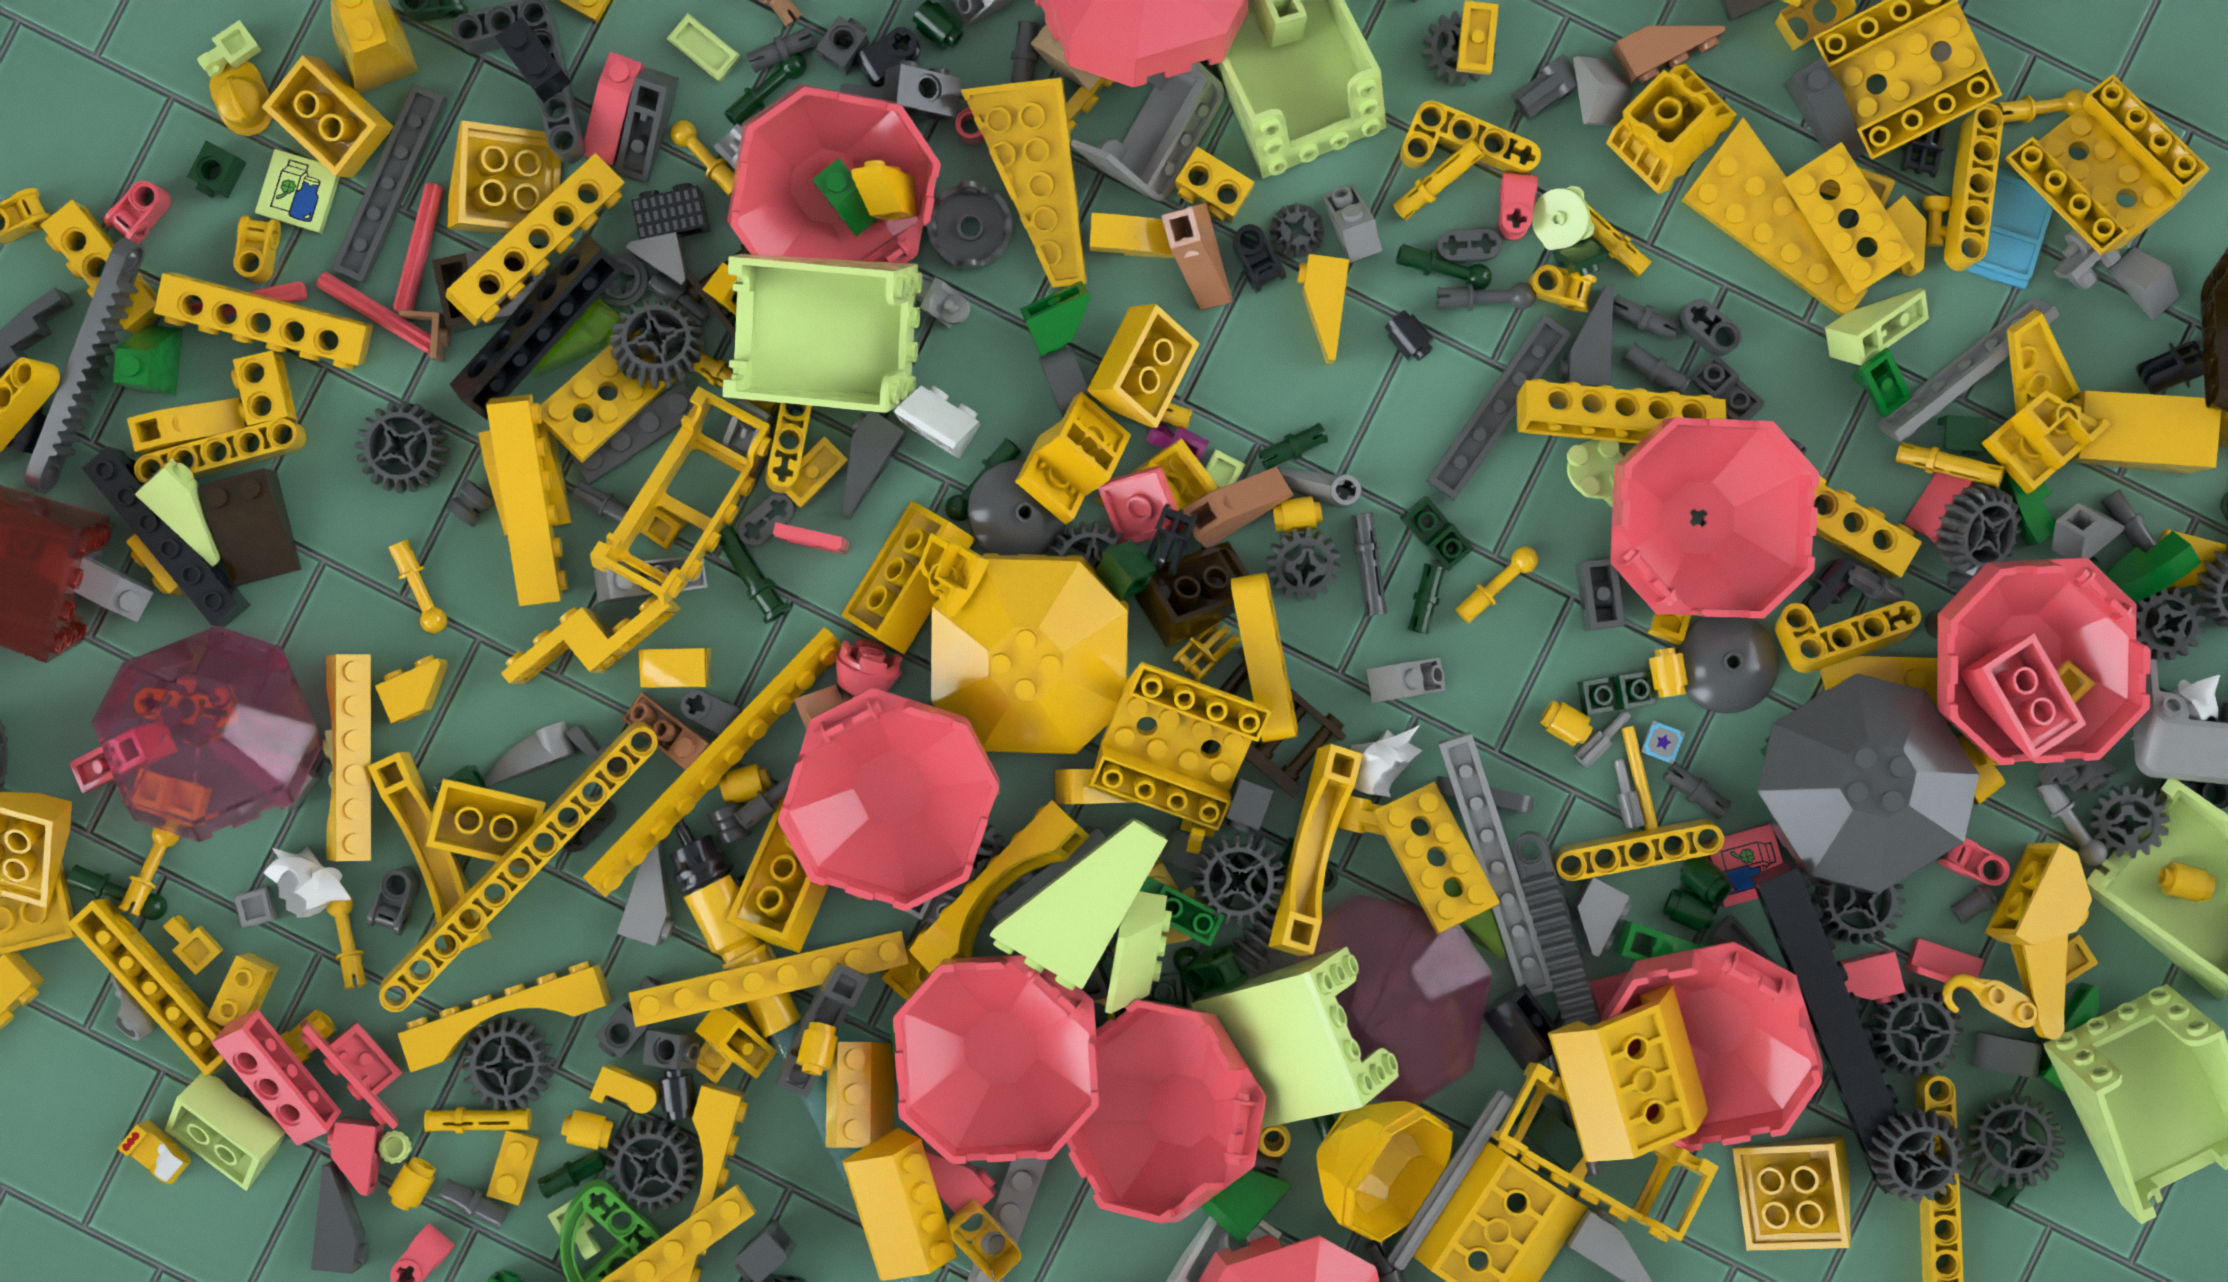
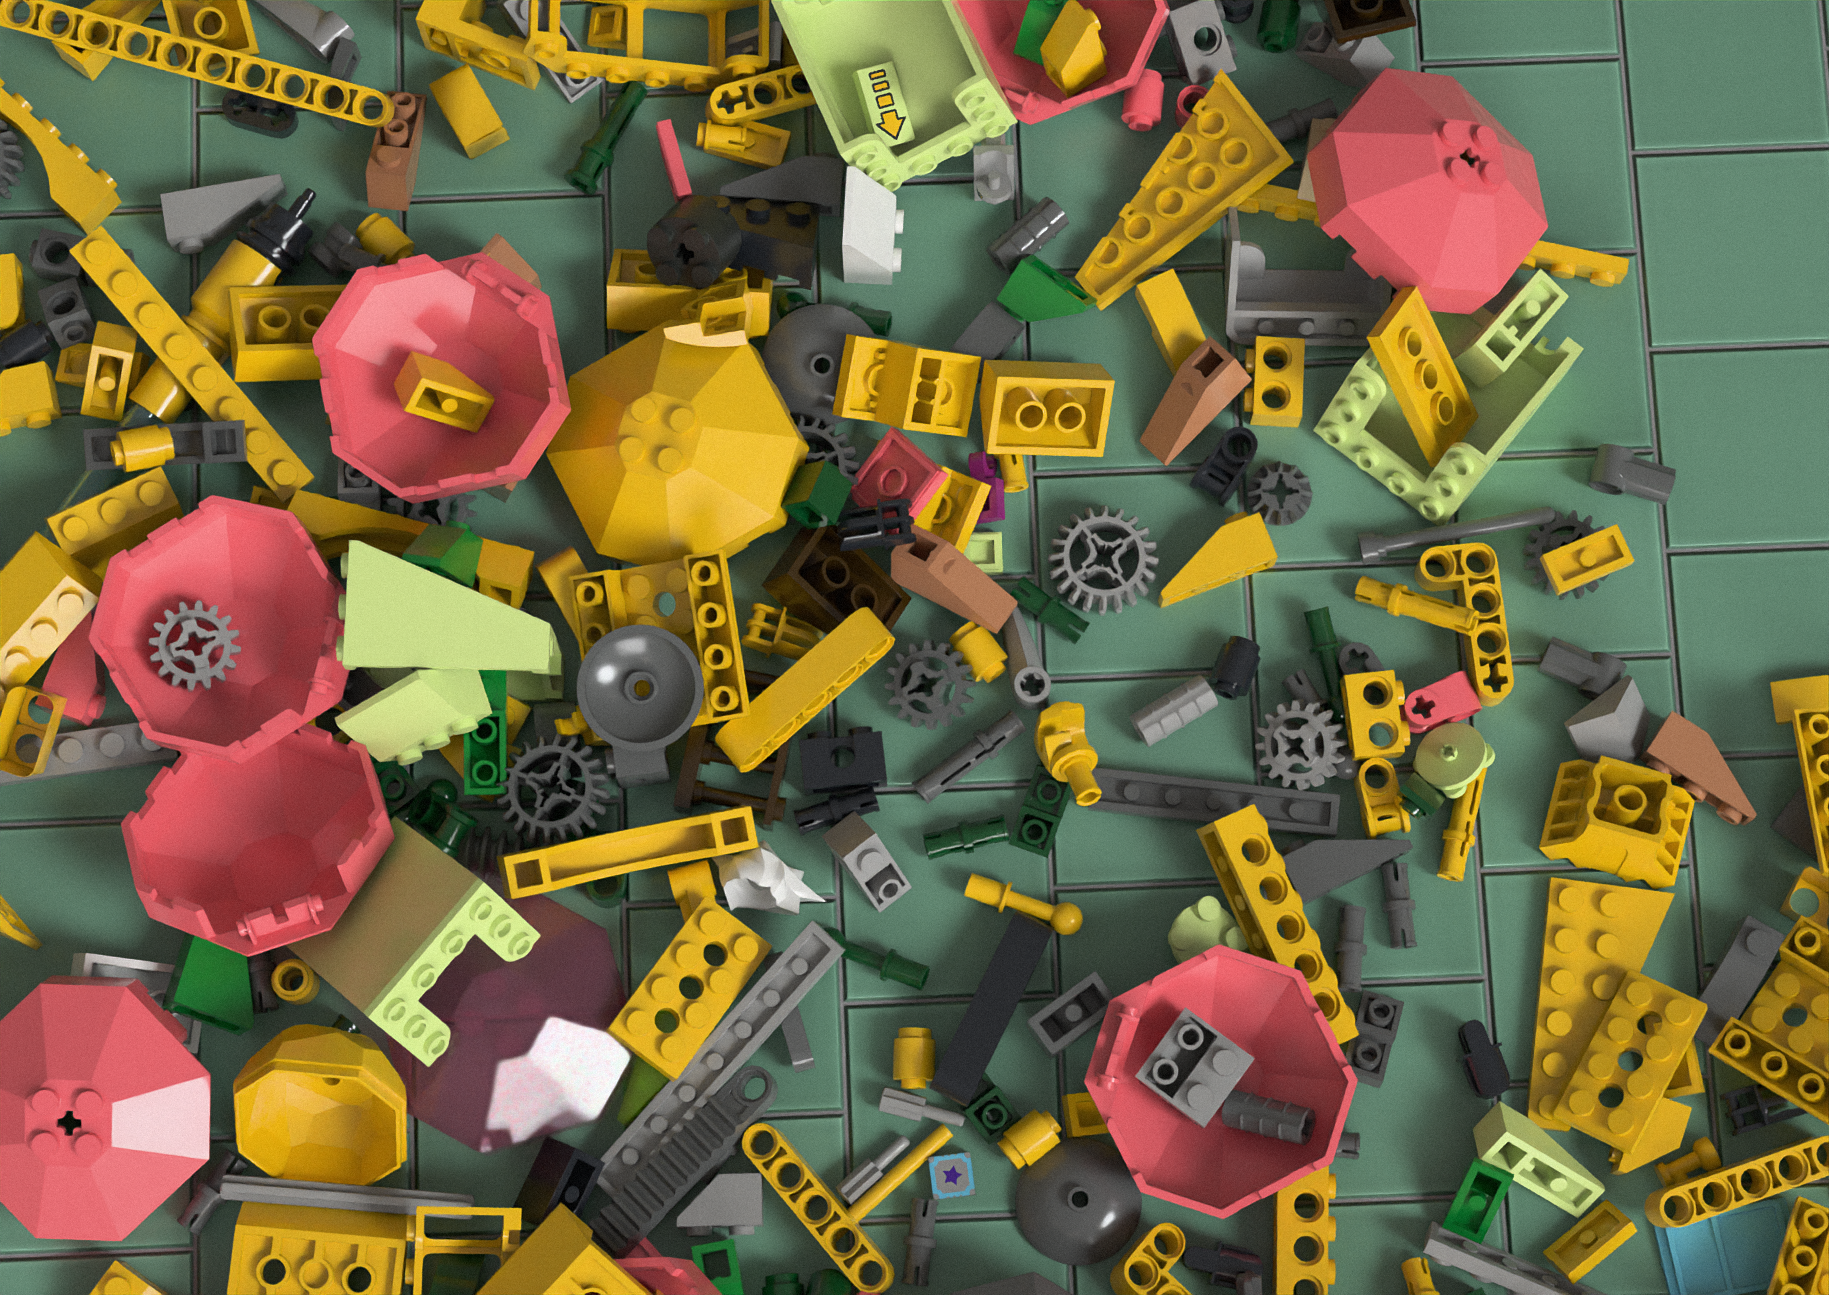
camera: 55 degrees right, 10 degrees down
(713, 763) = (388, 194): yellow plate -> none
(717, 713) = (441, 178): dark grey piece -> none
(761, 513) = (677, 113): dark grey beam -> none
(802, 490) = (721, 137): none -> yellow pin
(852, 357) = (883, 104): none -> yellowish green tile
(866, 667) = (574, 296): coral cone -> none
(881, 556) = (693, 242): none -> pearl dark grey brick
(896, 503) = (775, 237): none -> black wedge
(896, 805) = (441, 393): none -> yellow slope
(952, 160) = (1144, 102): none -> coral brick
(966, 202) = (1094, 135): dark grey plate -> none
(1001, 305) = (1027, 235): none -> dark grey axle
(1006, 1088) = (200, 664): none -> light grey gear
(1026, 866) = (447, 551): none -> green slope
(1230, 781) = (609, 680): none -> dark grey dish
(1280, 77) = (1422, 375): none -> yellow plate
(1294, 384) = (1094, 545): none -> light grey gear
(1339, 643) = (824, 777): none -> black brick
(1352, 222) = (1319, 543): light grey slope -> none
(1356, 681) = (835, 810): none -> black pin
(1376, 182) = (1376, 545): none -> dark grey piece
(1408, 493) = (1066, 751): none -> yellow piece
(1416, 398) = (1173, 710): none -> light grey axle
(1478, 325) = (1282, 744): none -> light grey gear
(1492, 702) = (891, 965): none -> dark green pin
(1501, 266) = (1362, 716): none -> yellow brick
(1563, 648) = (991, 1008): none -> black beam
(1693, 529) = (1194, 1068): none -> light grey slope
(1708, 315) = (1418, 968): dark grey beam -> none
(1753, 497) = (1268, 1117): none -> dark grey axle
(1787, 322) = (1482, 1061): none -> black arm
(1952, 320) = (1589, 1241): none -> yellow plate

